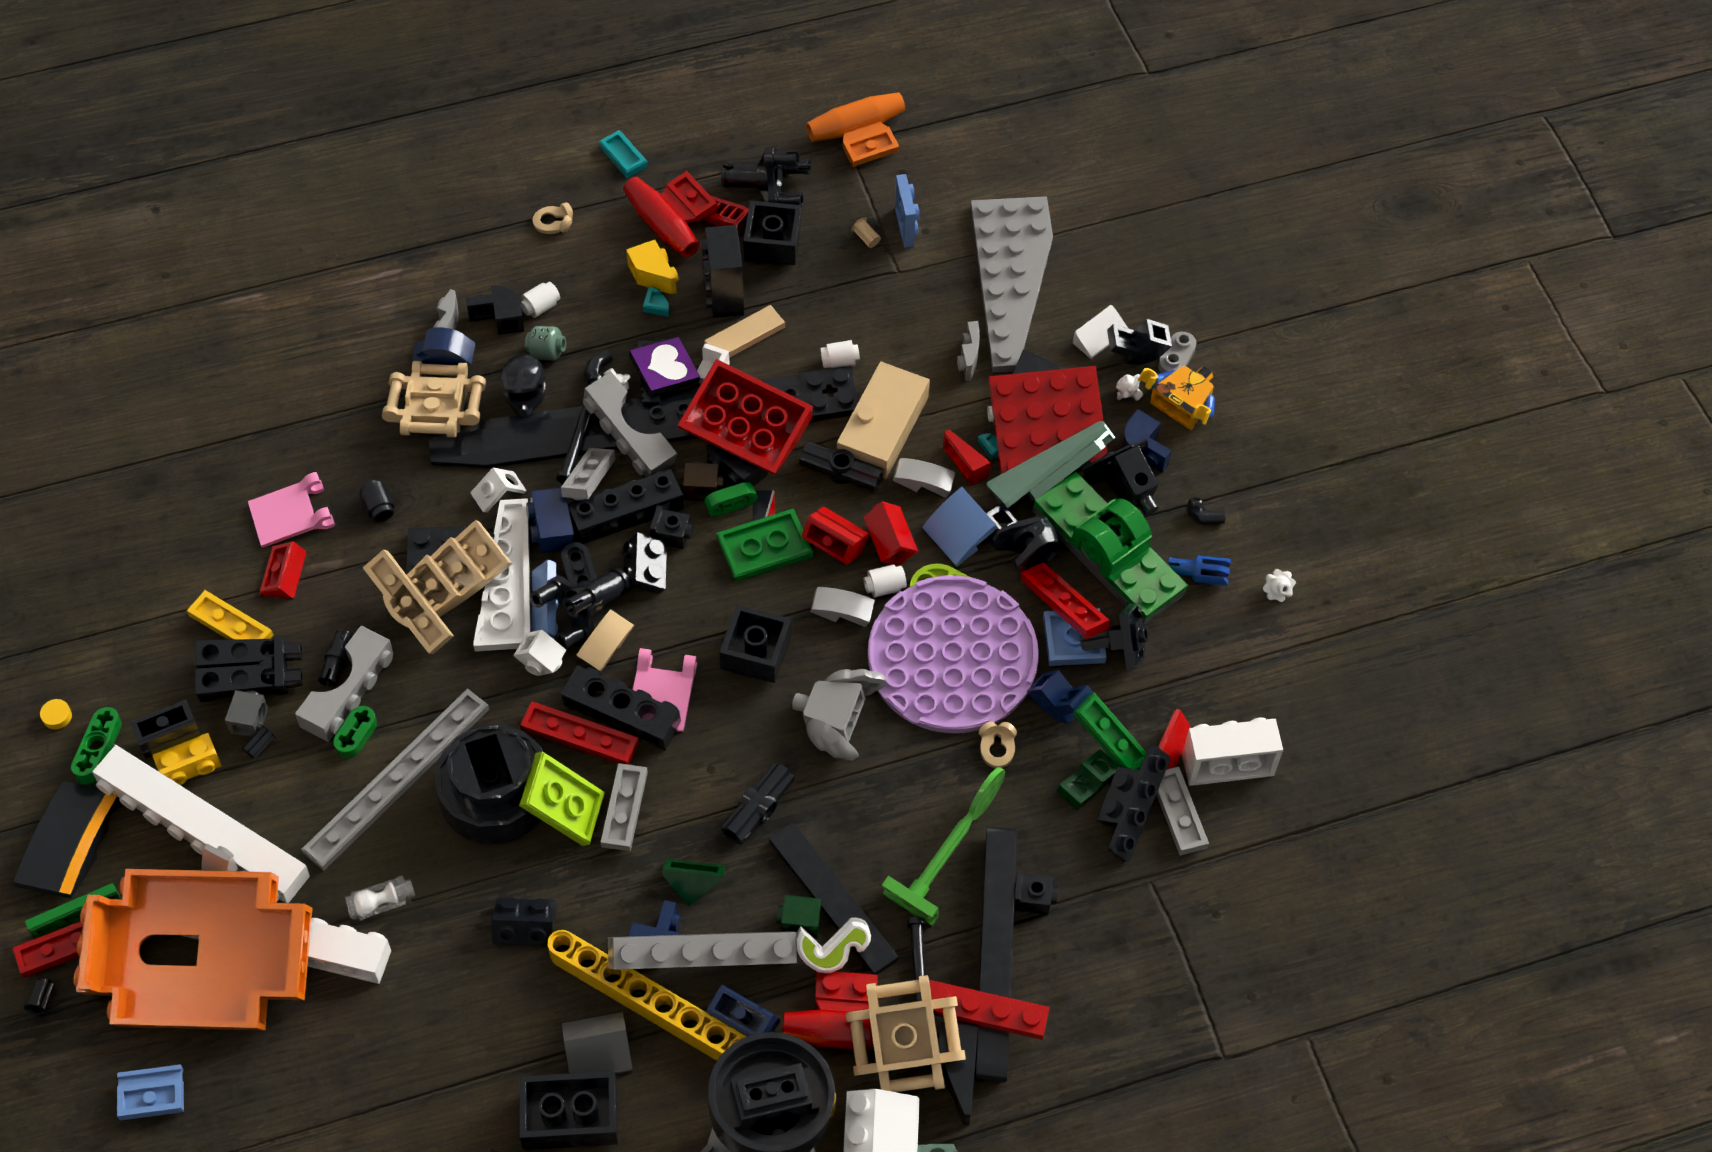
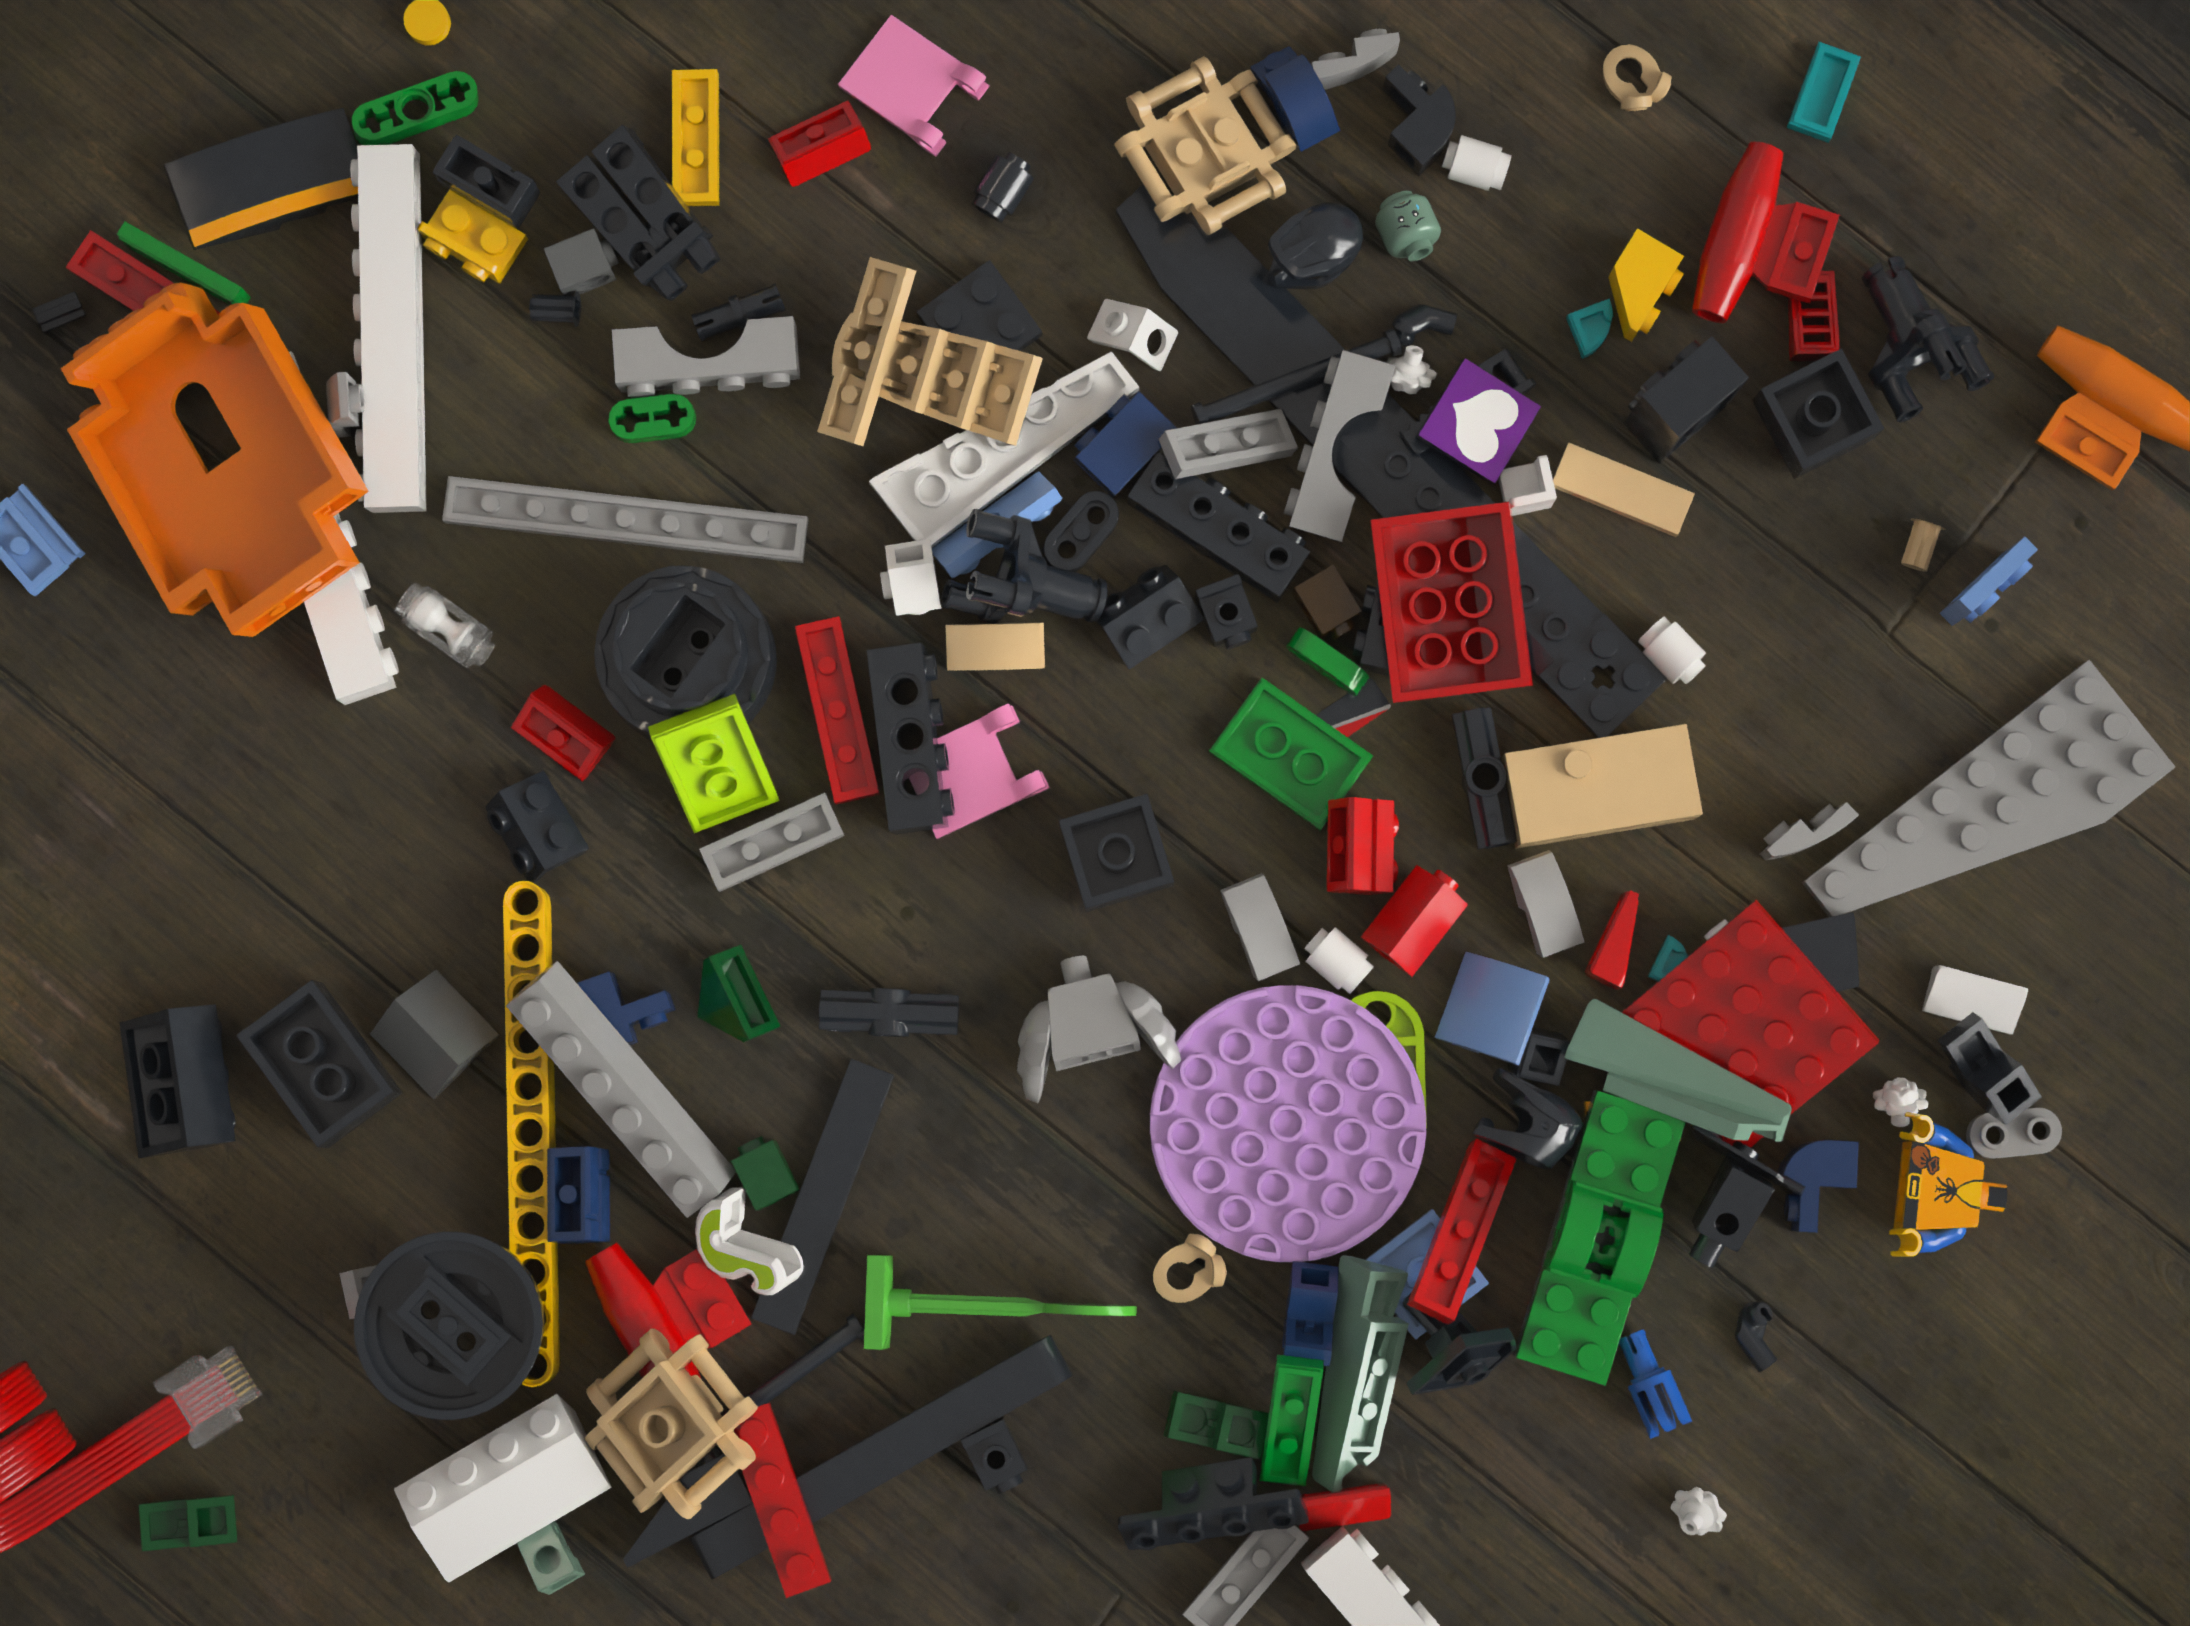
camera: 60 degrees right, 25 degrees up
(484, 879) = (562, 731): none -> red slope
(1108, 686) = (1361, 1368): none -> sand green wedge

